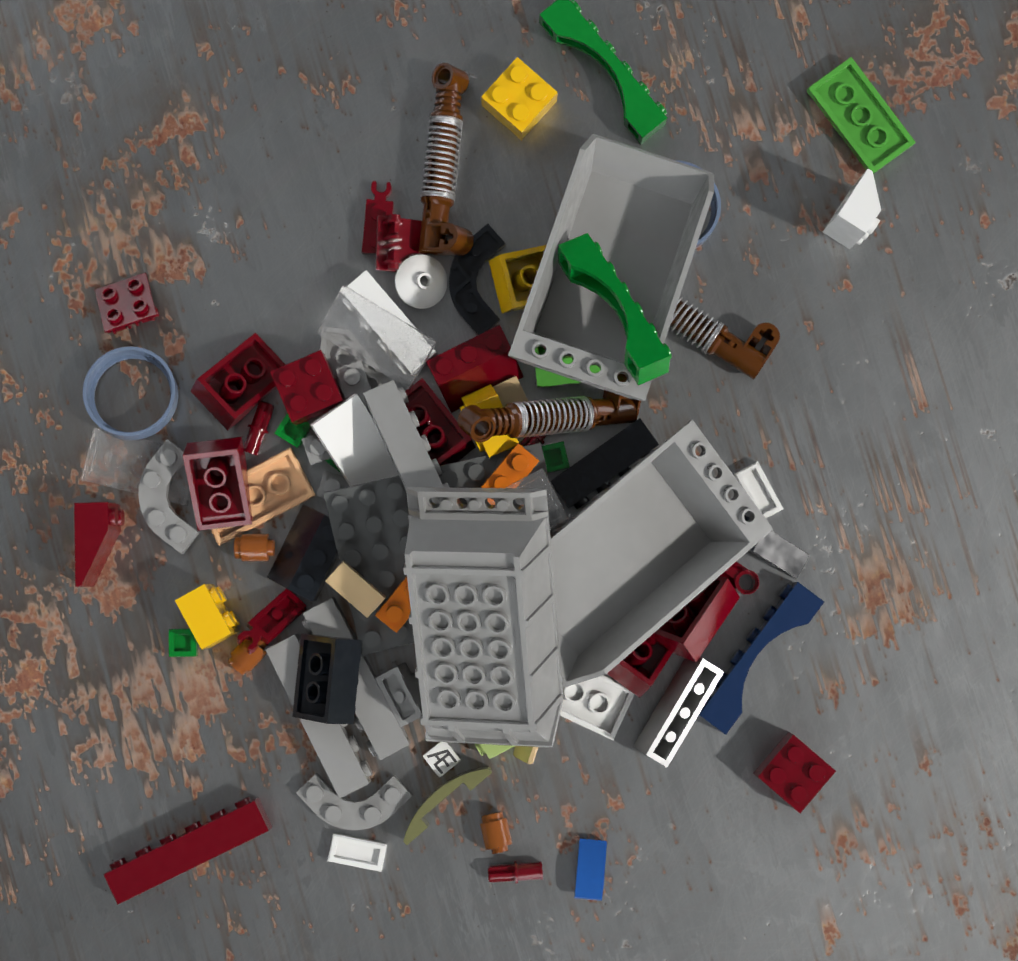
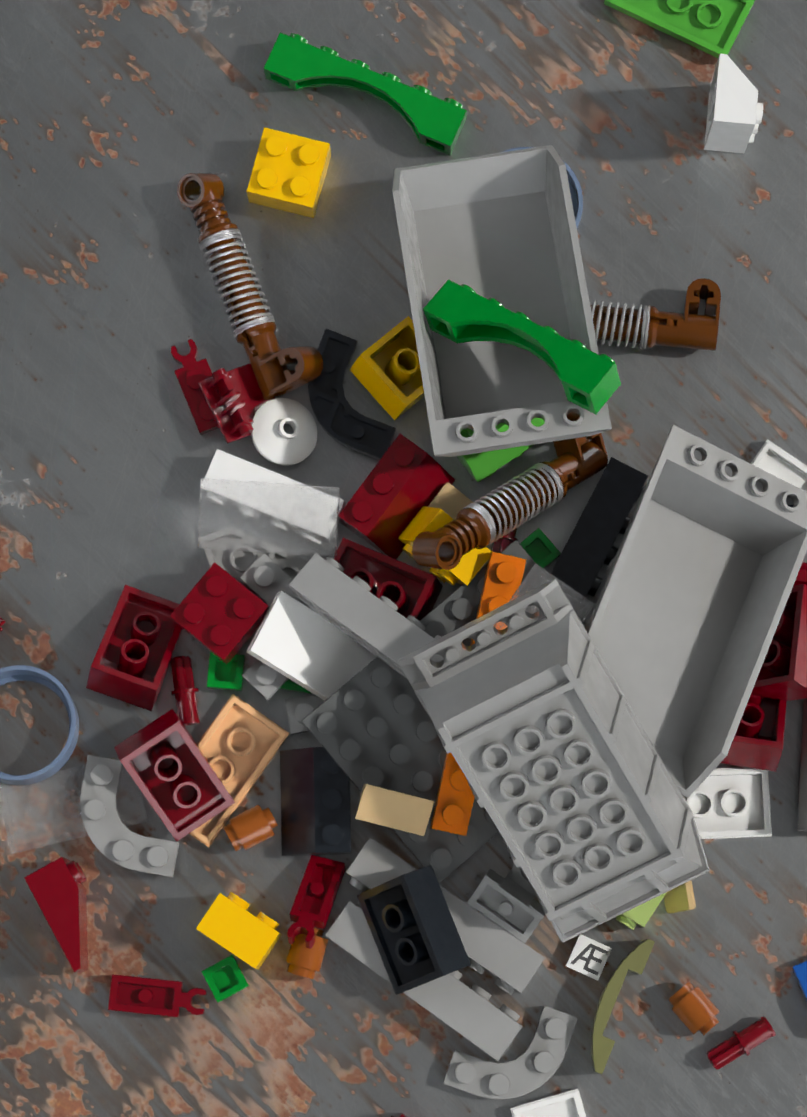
camera: 25 degrees left, 5 degrees down
(126, 628) = (151, 996): none -> dark red plate

